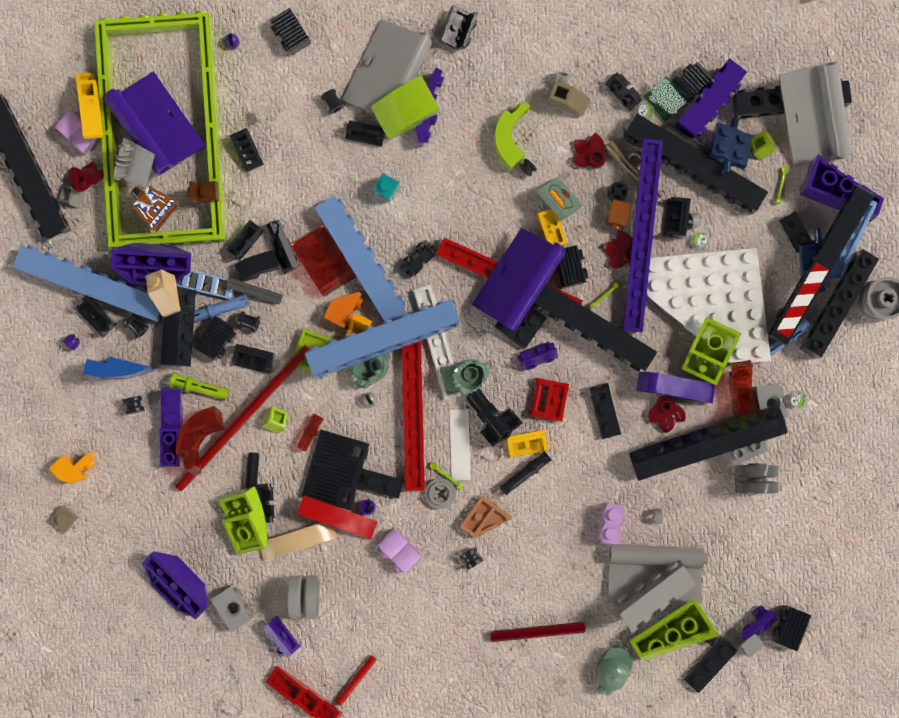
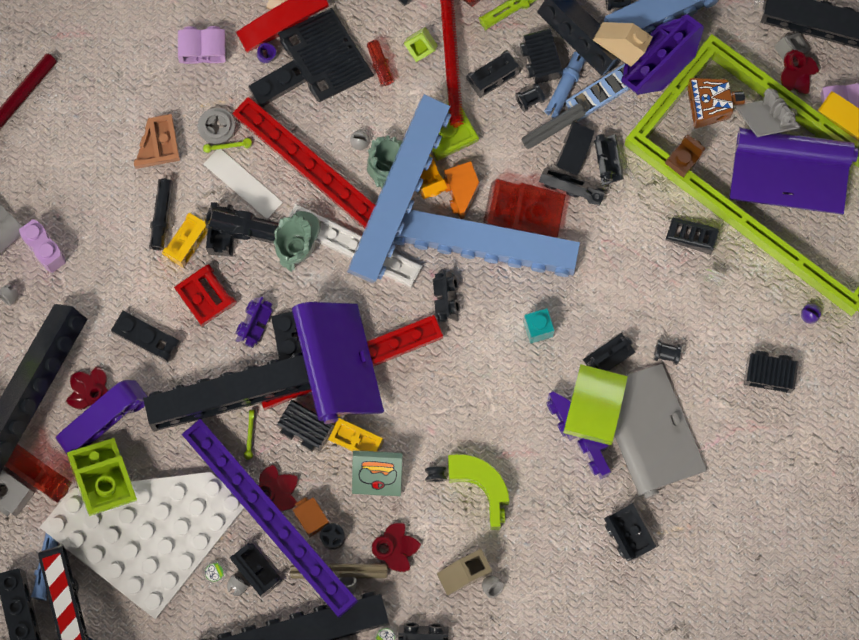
camera: 140 degrees right, 10 degrees down
(471, 558) = (134, 99): black wheel -> none

